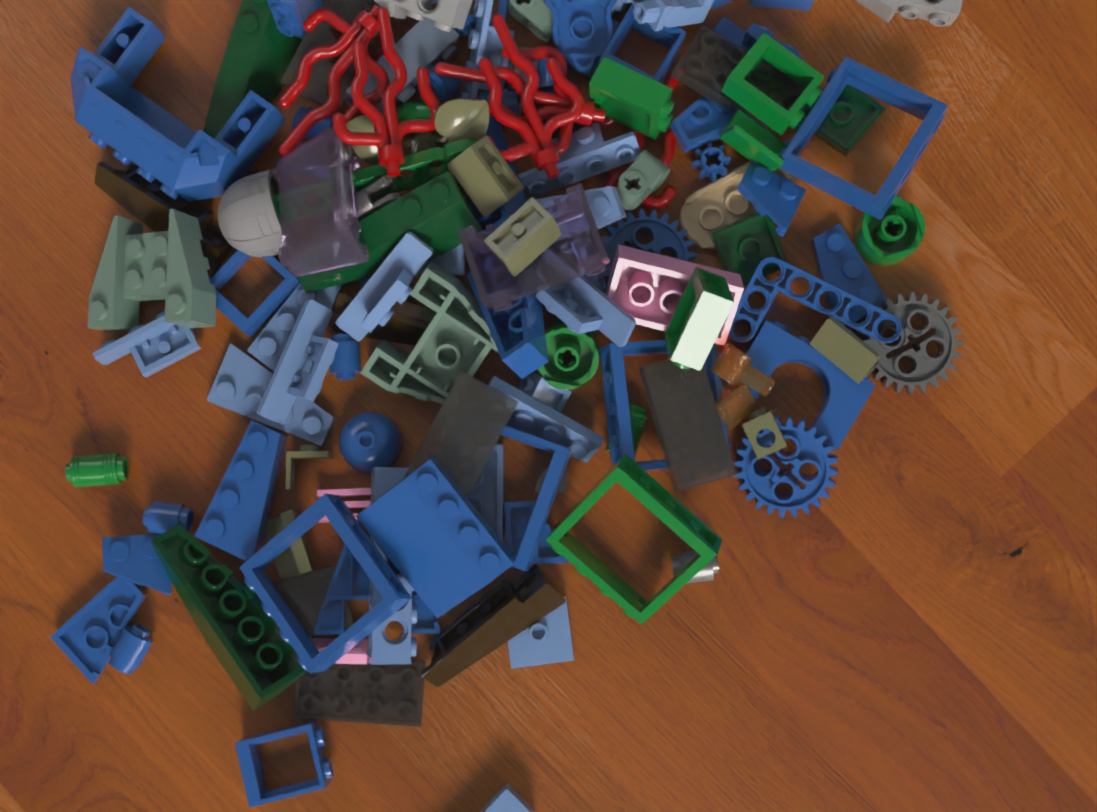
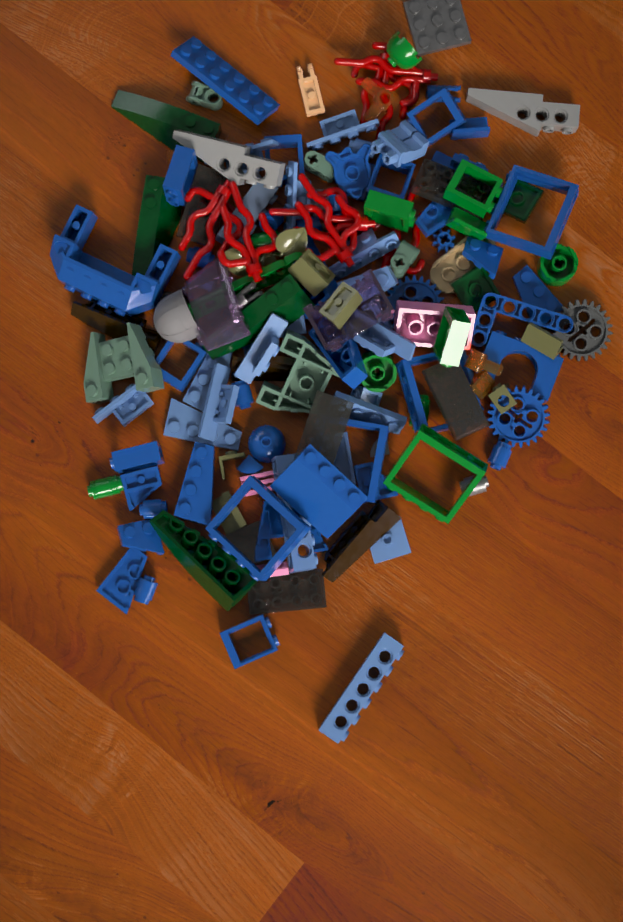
camera: 10 degrees left, 0 degrees up
(153, 431) = (137, 458): none -> blue window
(154, 475) = (140, 485): none -> blue wing
(337, 474) = (249, 466): none -> blue tile
(744, 525) = (499, 455): none -> blue brick

